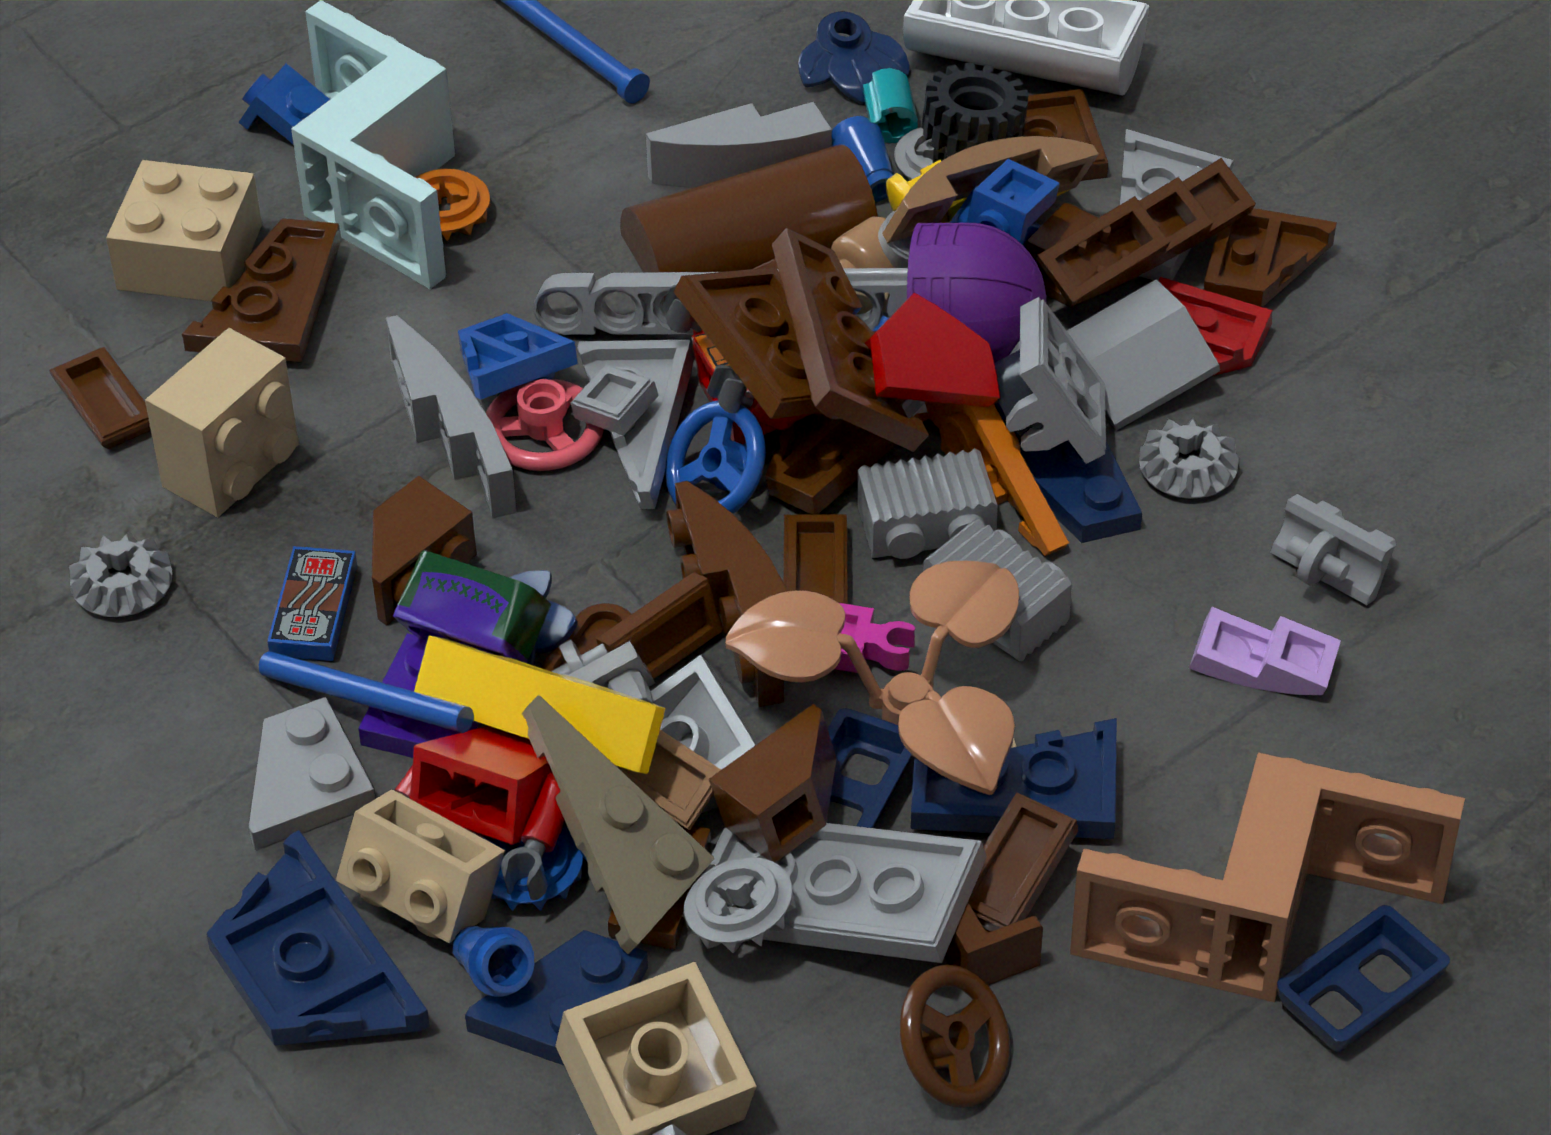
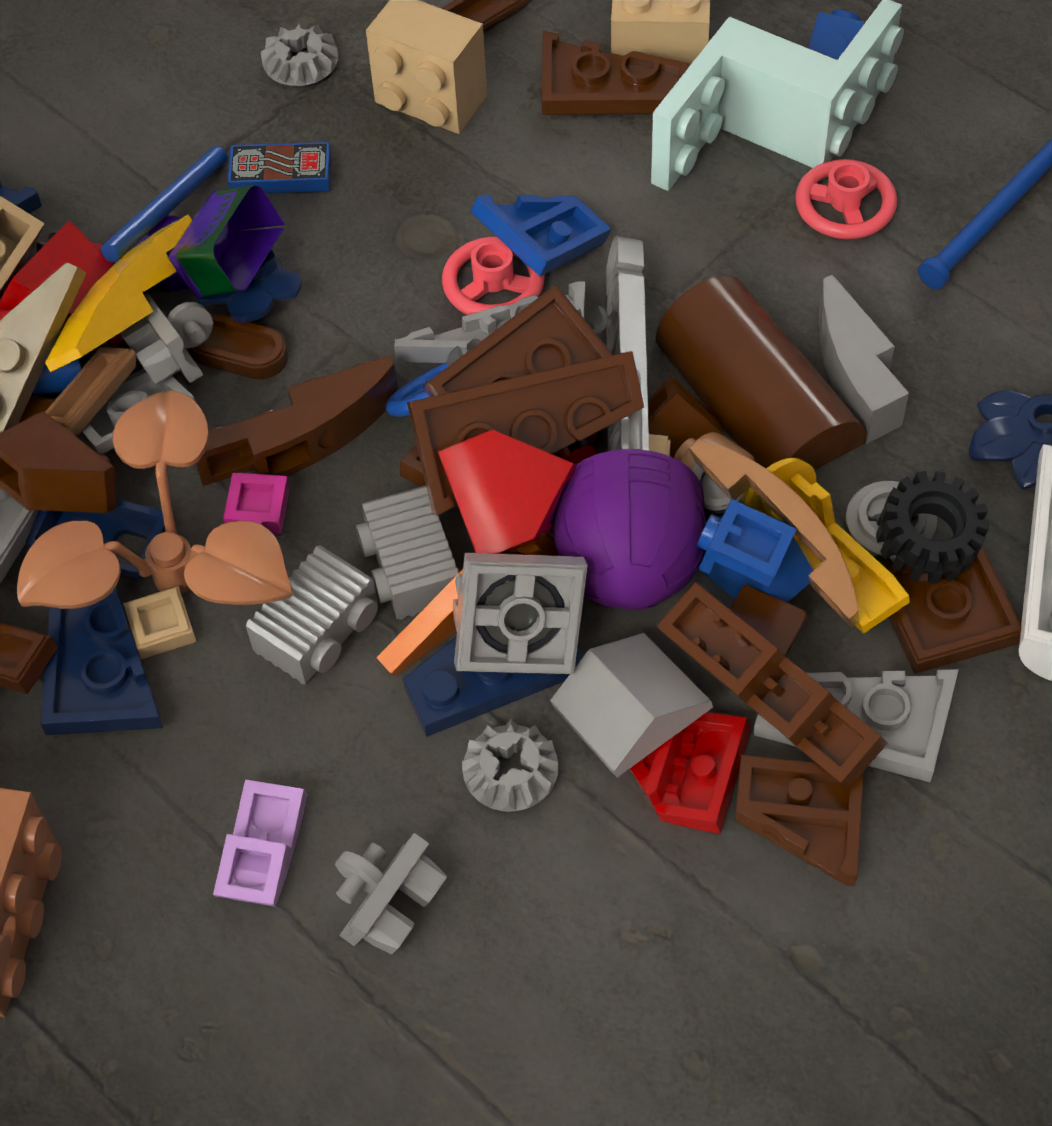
camera: 85 degrees right, 10 degrees up
(304, 774) = (107, 194): light grey wing -> none
(413, 522) = (330, 210): reddish brown slope -> none
(446, 408) = (451, 222): light grey slope -> none
(467, 199) = (756, 156): orange gear -> none
(509, 129) = (846, 187): none -> coral piece
(614, 399) = (496, 304): light grey tile -> none
(669, 625) = (241, 376): reddish brown tile -> none
(816, 554) = (342, 482): reddish brown tile -> none
(868, 146) = (870, 456): blue cone -> none
(890, 104) = (962, 460): teal piece -> none

